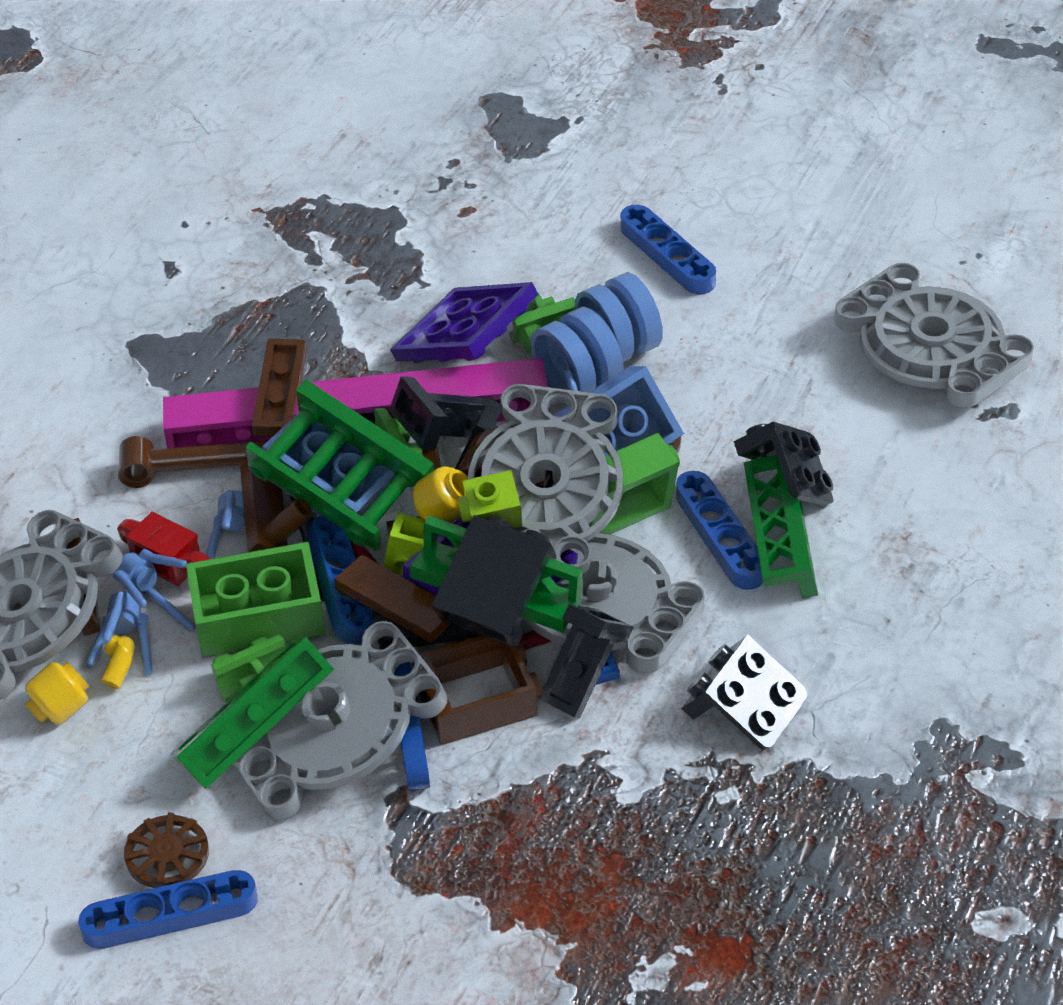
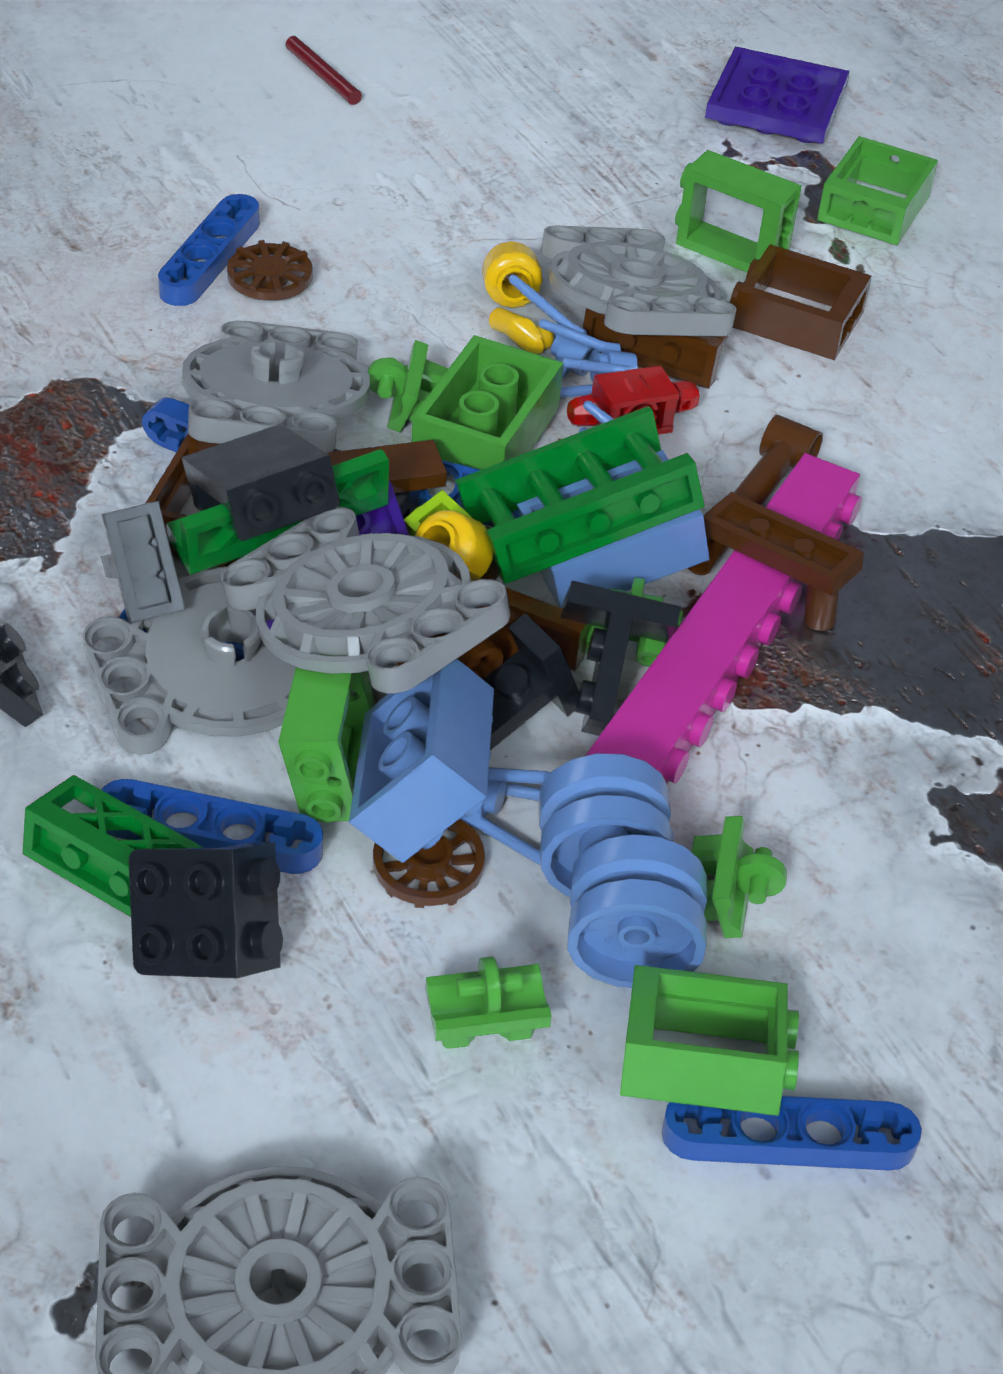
camera: 120 degrees right, 0 degrees up
(252, 711) = (338, 331): green fence -> none
(465, 322) = (776, 773): dark purple plate -> none
(491, 496) = (352, 508): lime brick -> none
(683, 292) = (713, 1008): none -> bright green window
(718, 352) = (487, 1003): none -> bright green hips

